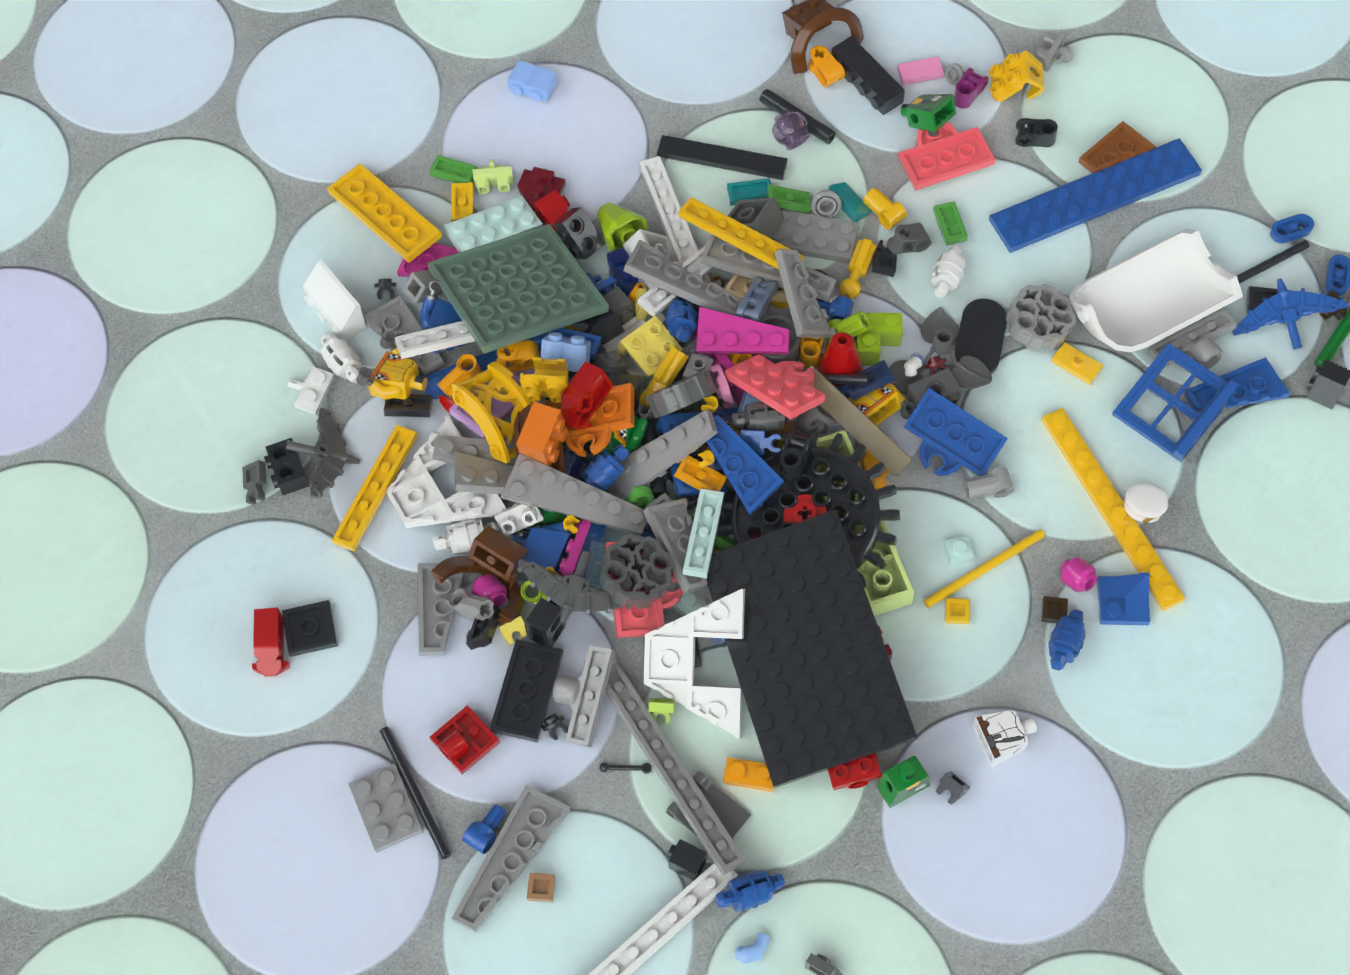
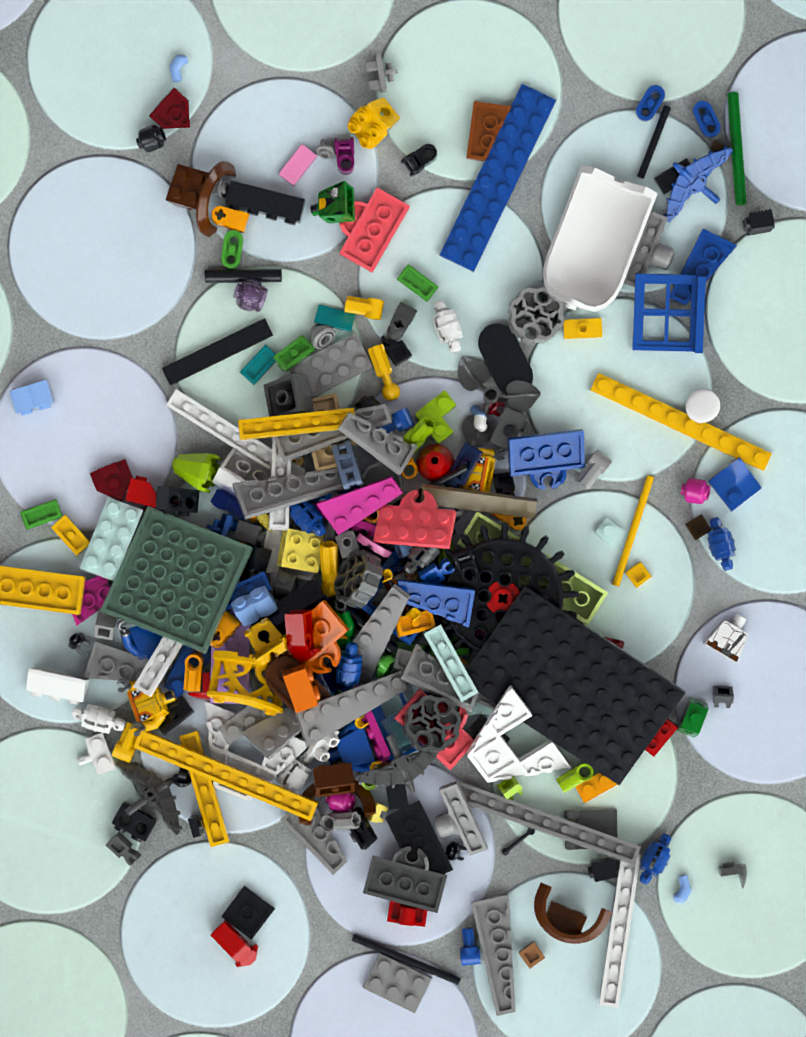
camera: 45 degrees left, 25 degrees up
(335, 506) = (196, 825): none -> black plate
(340, 400) = (124, 747): none -> yellow piece
(365, 462) = (182, 779): none -> black plate
(406, 484) = (226, 775): none -> yellow plate
(482, 708) = (405, 880): none -> dark grey plate
(493, 176) = (69, 505): yellowish green hips -> none
(600, 871) = (565, 922): none -> reddish brown piece
(733, 746) = (573, 777): none -> lime piece
(802, 92) = (232, 249): none -> bright green plate
(835, 38) = (221, 188): none -> light grey plate
(894, 432) = (504, 483): none -> black plate

